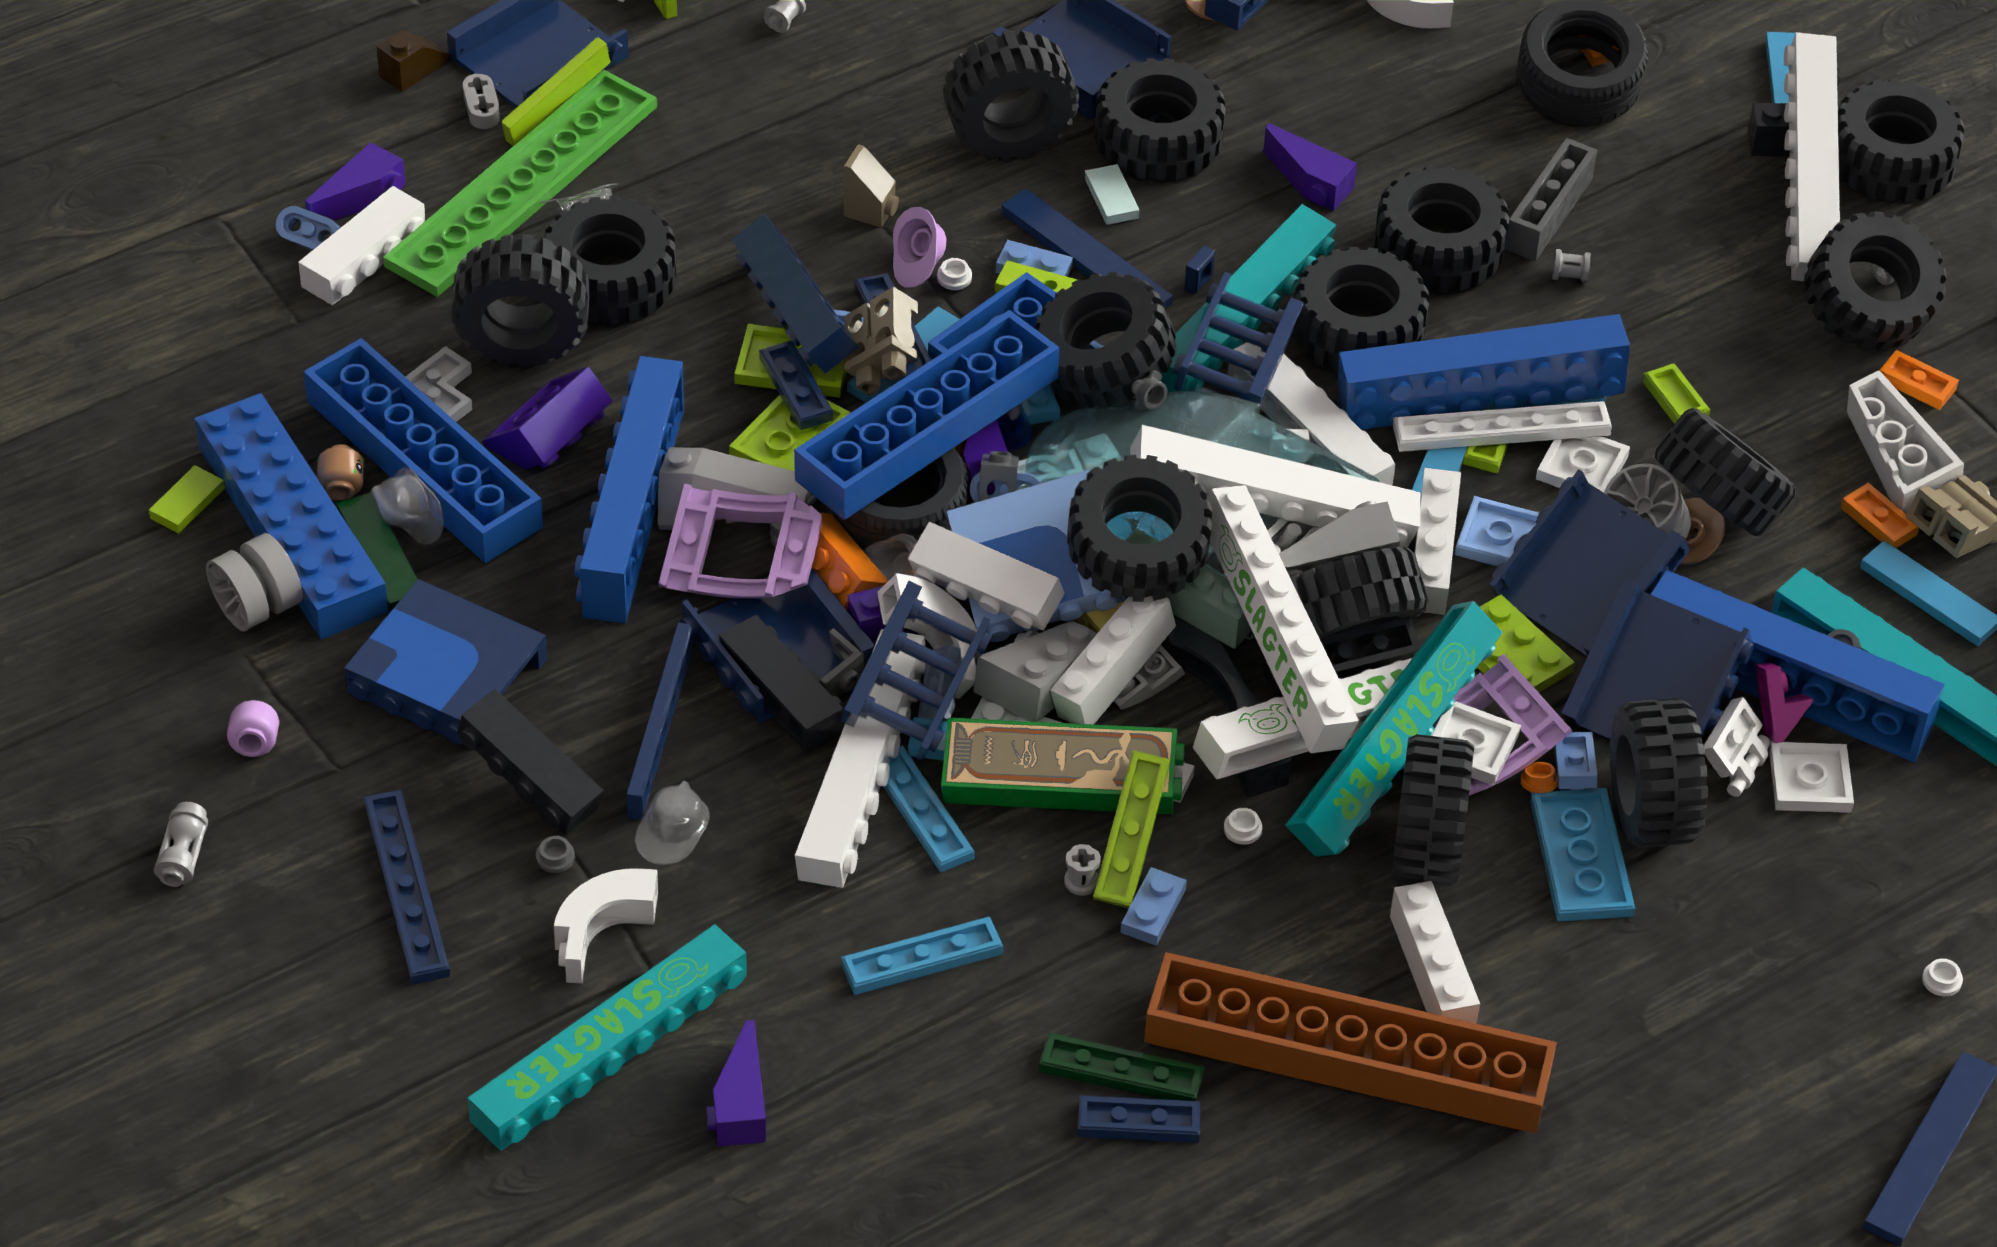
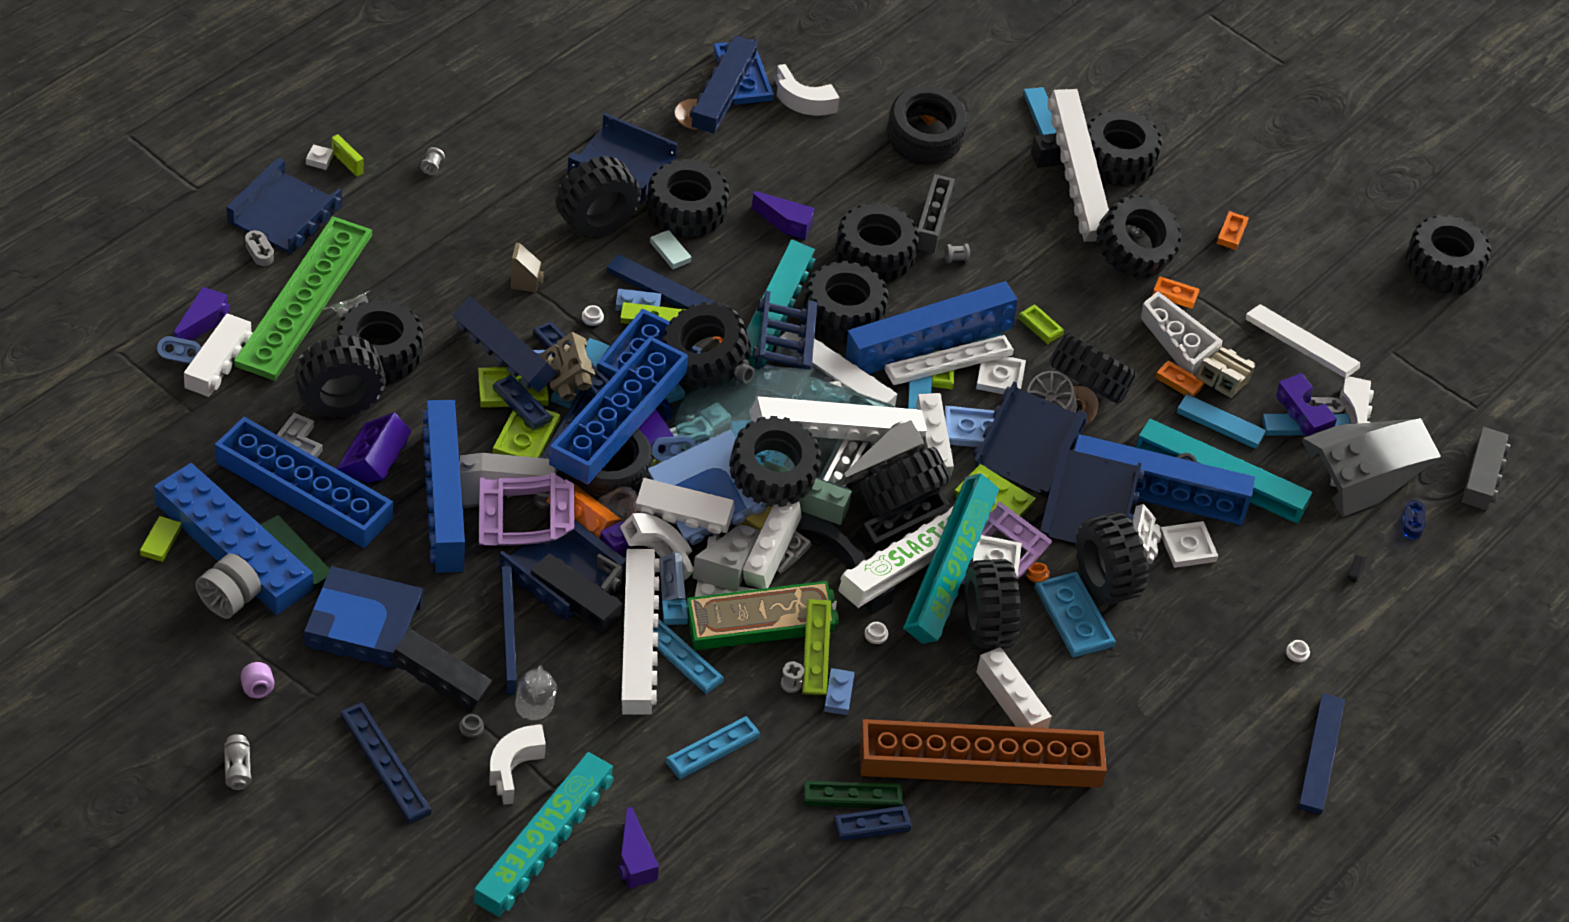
camera: 20 degrees left, 0 degrees up
(340, 472) = (256, 504): medium nougat head -> none
(408, 59) = (204, 228): dark brown slope -> none
(411, 505) = (309, 519): clear piece -> none
(556, 91) = (309, 235): lime tile -> none
(880, 673) = (640, 577): dark blue fence -> none
(917, 246) = (565, 302): lavender piece -> none
(998, 466) = (667, 435): dark grey bracket -> none
(1199, 270) = (740, 290): dark blue tile -> none
(1280, 621) = (873, 505): white brick -> none
(1576, 761) = (1057, 560): medium blue plate -> none
(1778, 712) = (1161, 507): magenta slope -> none

